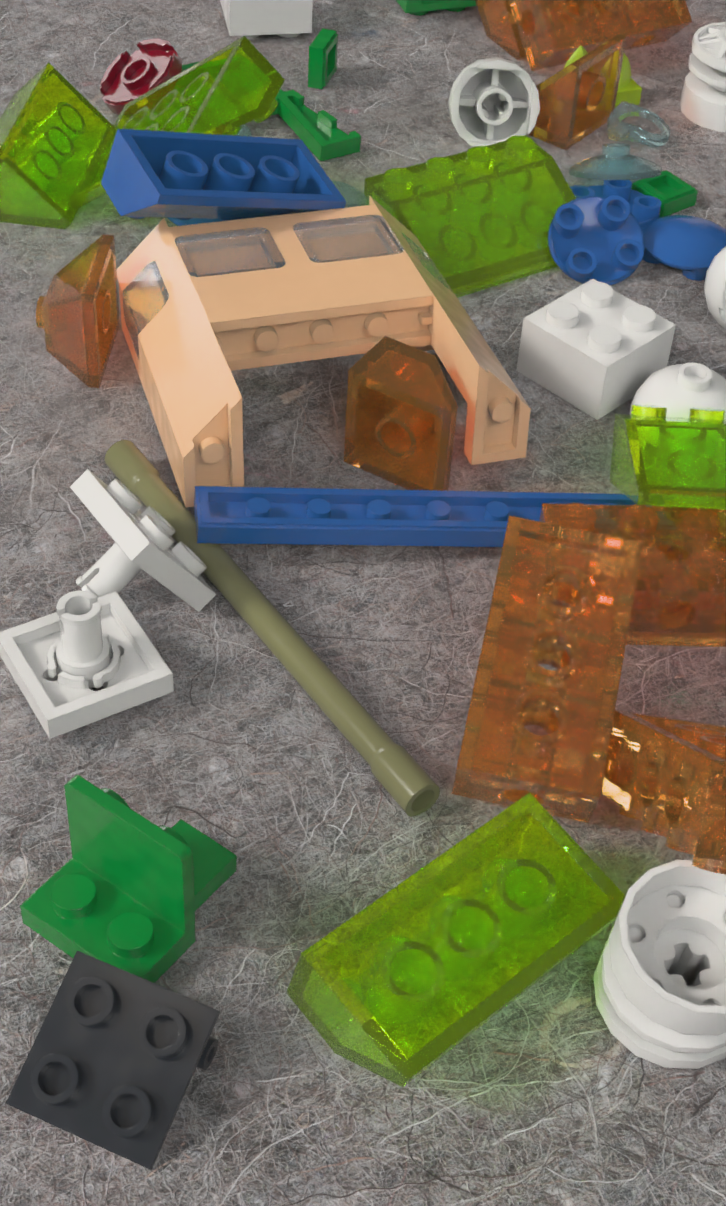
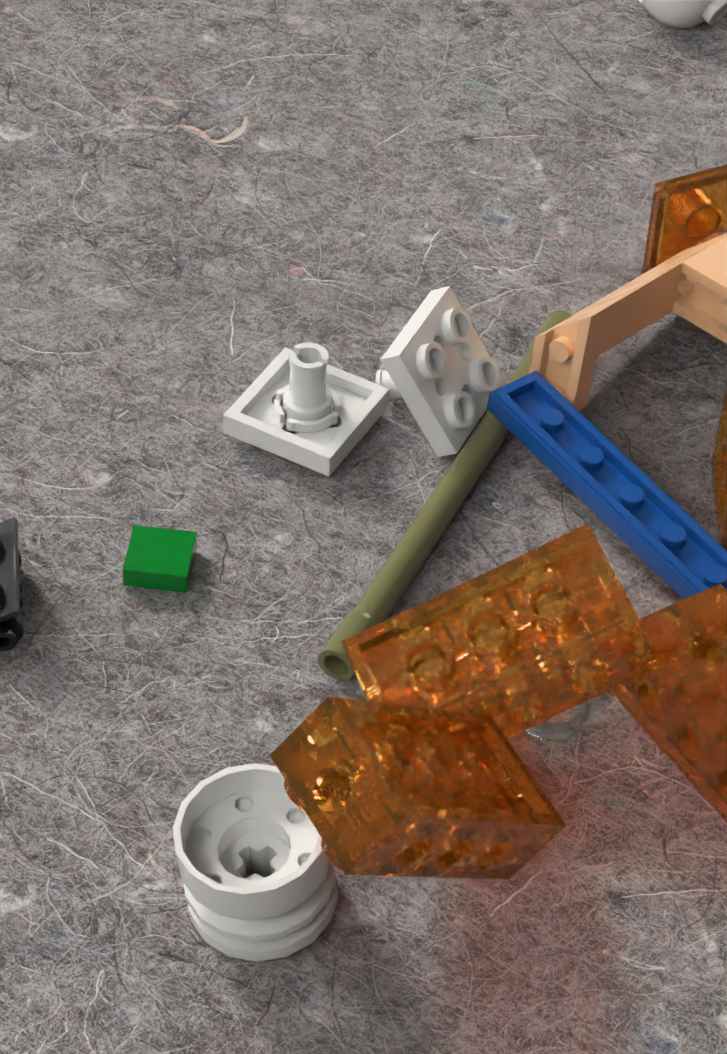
camera: 60 degrees right, 0 degrees up
(123, 889) = (84, 527): green bracket -> none
(454, 943) = (165, 703): clear neon green slope -> none

